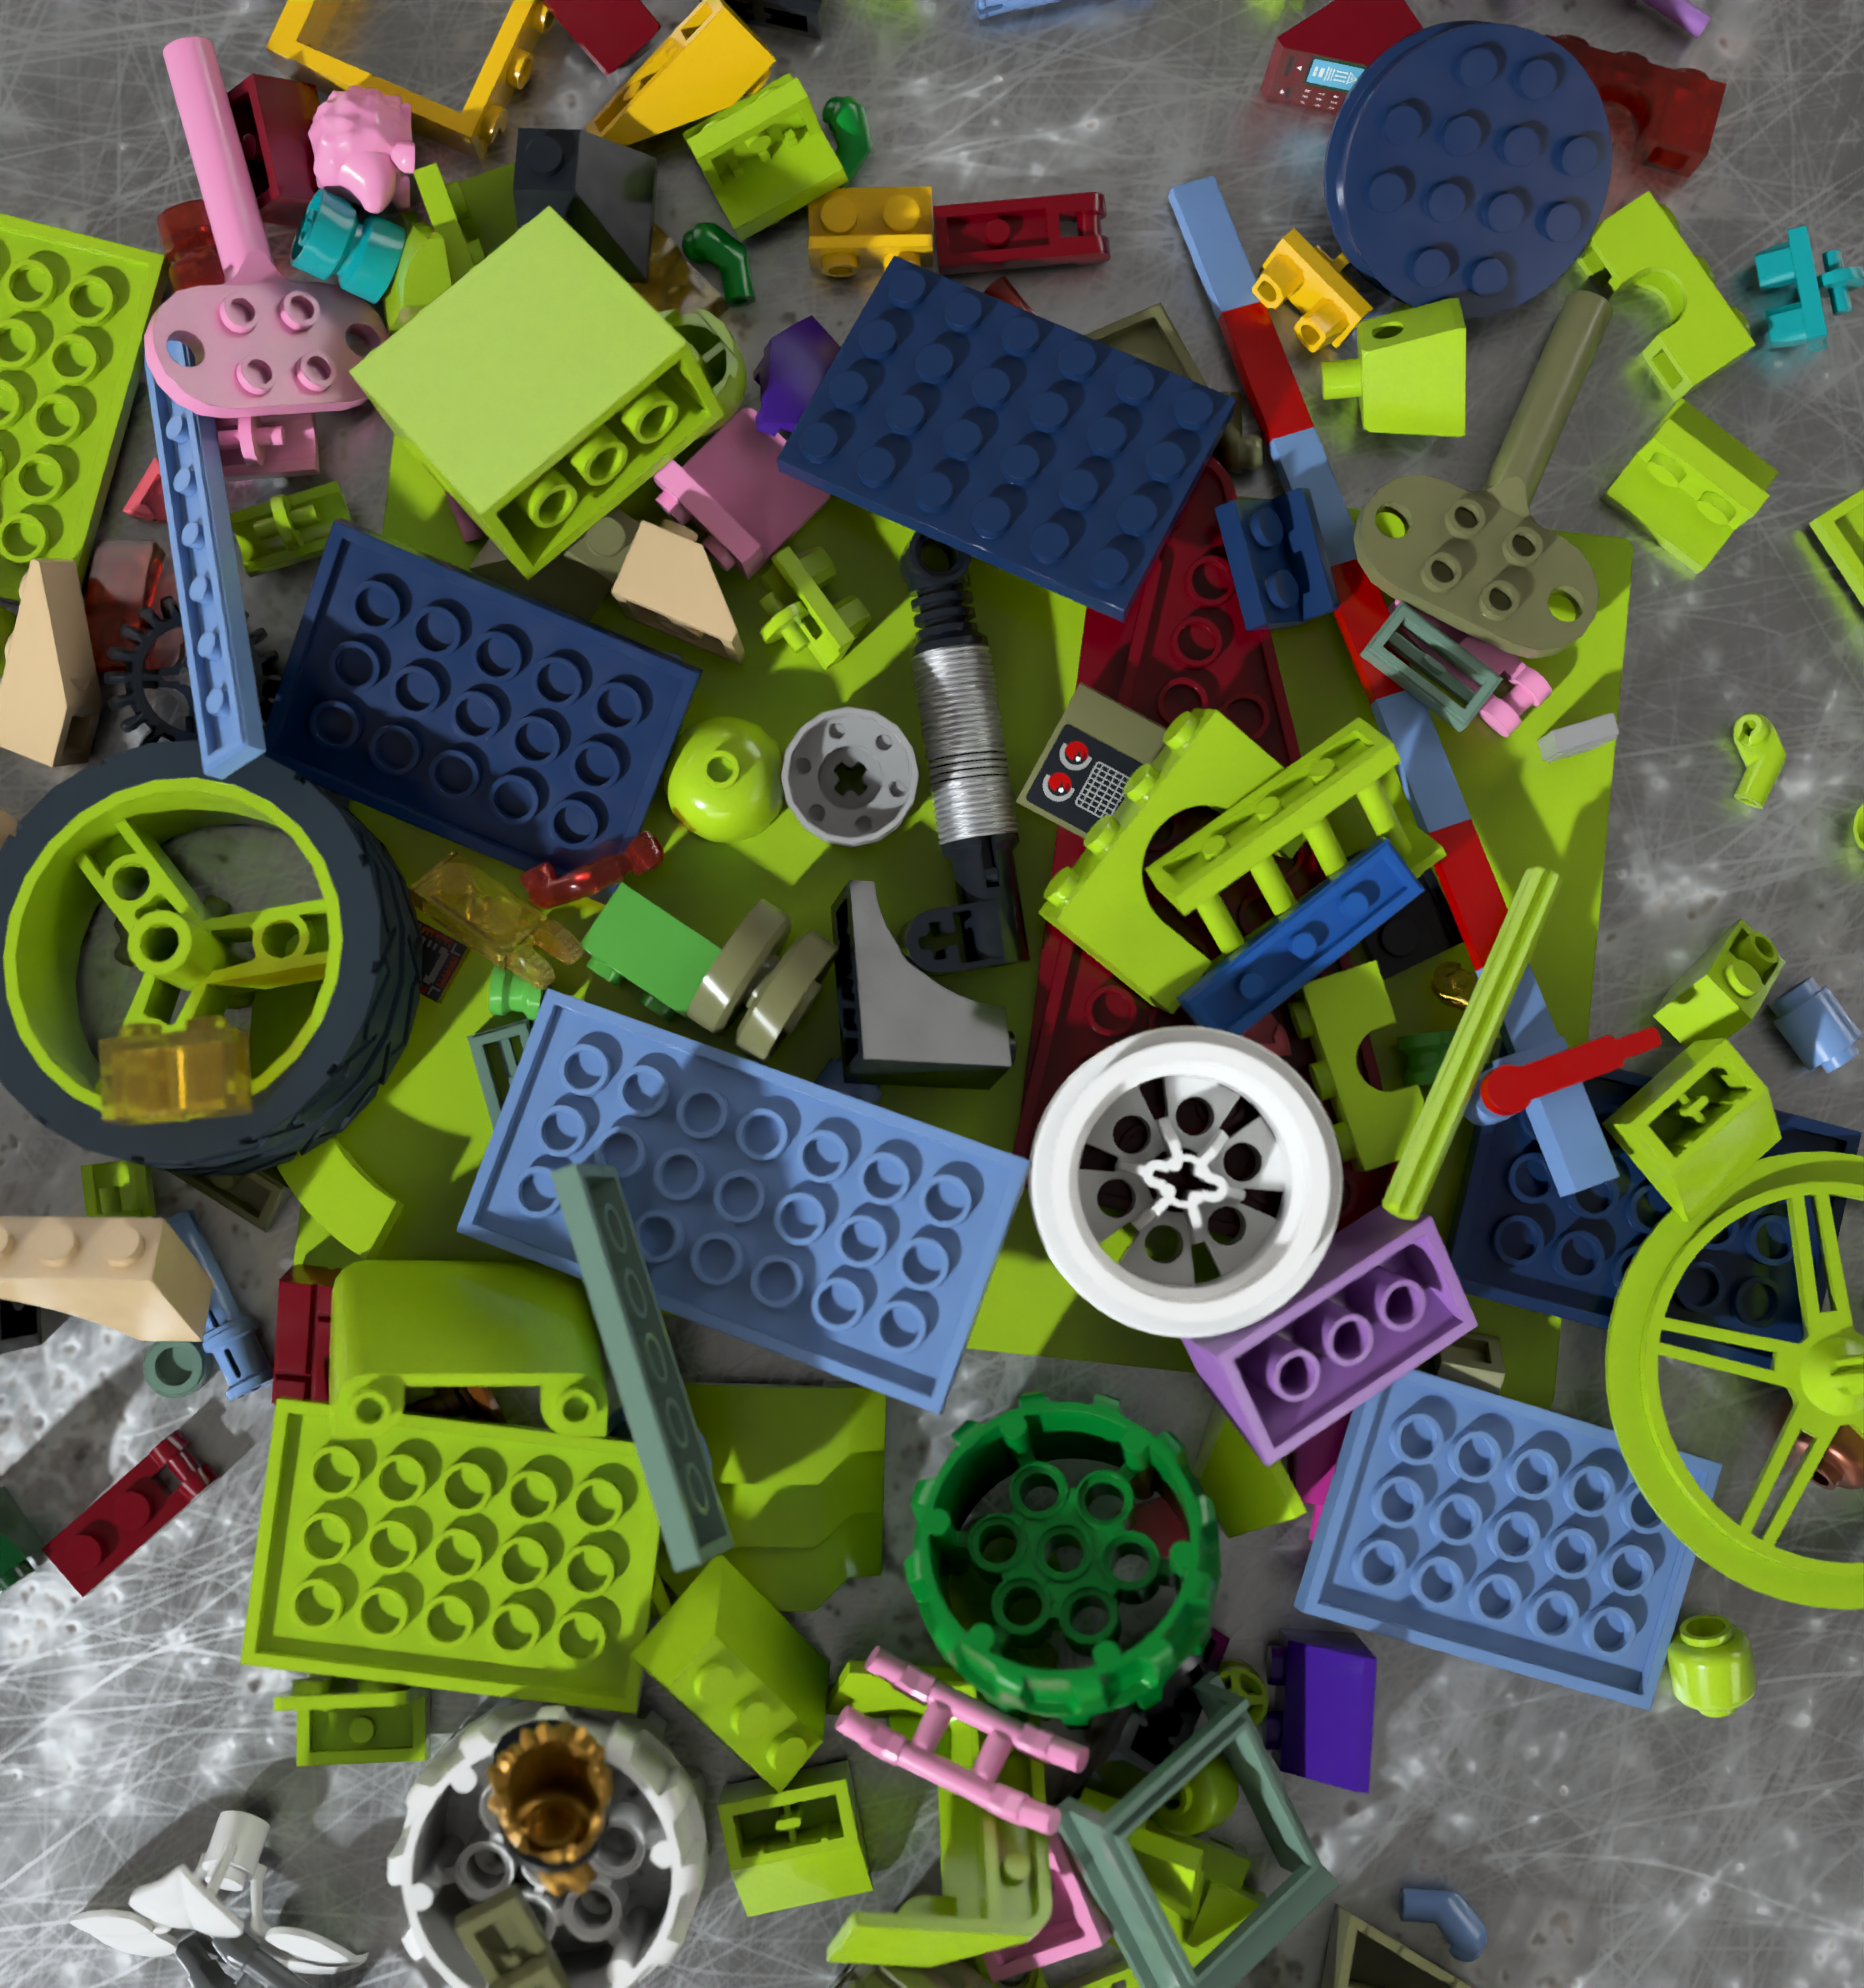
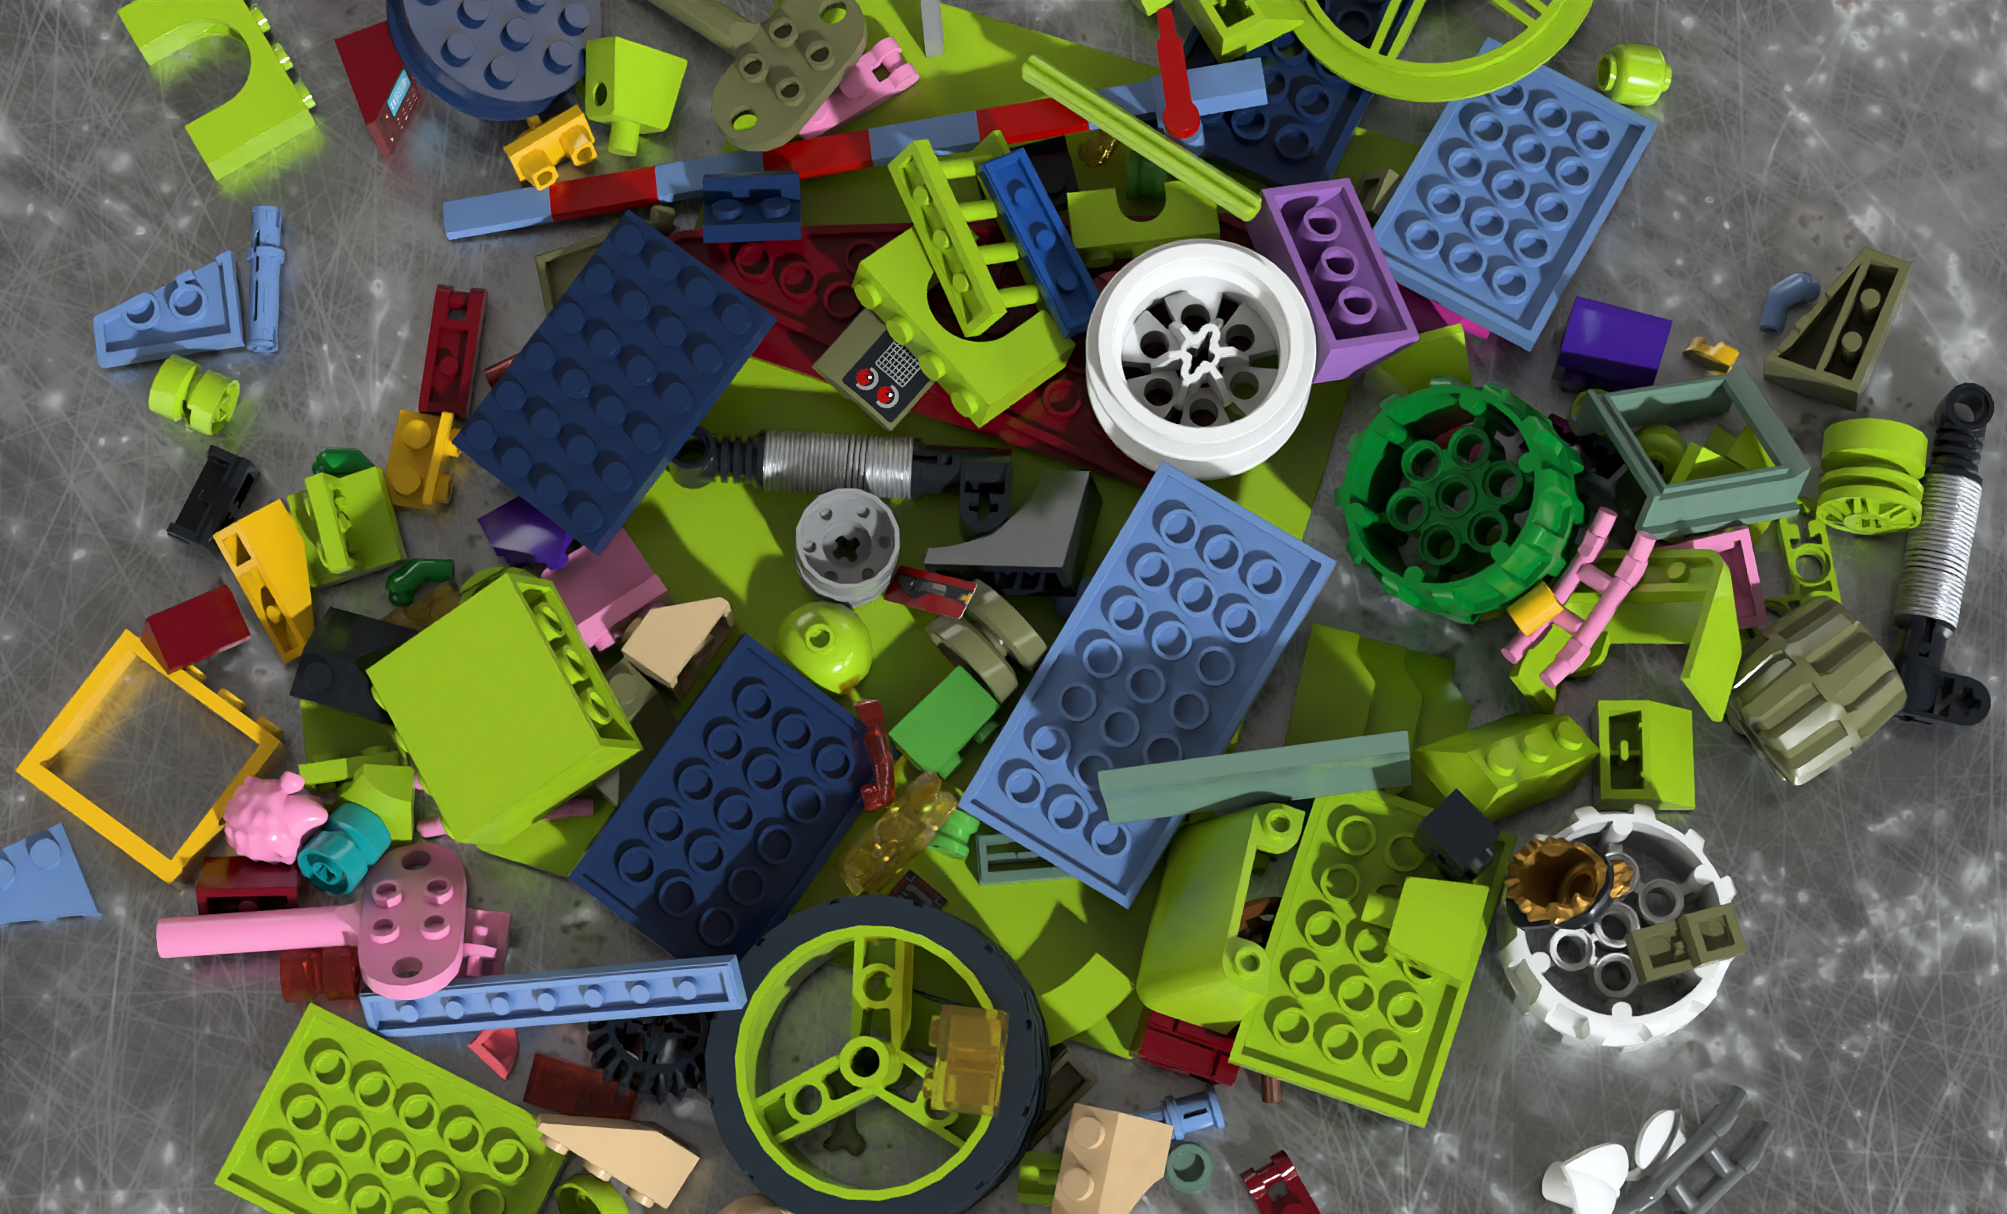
camera: 70 degrees left, 10 degrees down
(288, 527) = (551, 933): lime hips -> none
(357, 1721) = (1490, 1070): lime bracket -> none
(487, 1628) = (1430, 925): none -> lime torso
(595, 1647) = (1457, 838): none -> black brick
(803, 612) = (707, 561): lime hips -> none
(811, 897) = (930, 591): none -> red sticker
(934, 1684) = (1535, 608): none -> yellow hinge
(1342, 1844) = (1714, 359): none -> yellow tile
(1416, 684) = (868, 128): sand green tile -> none

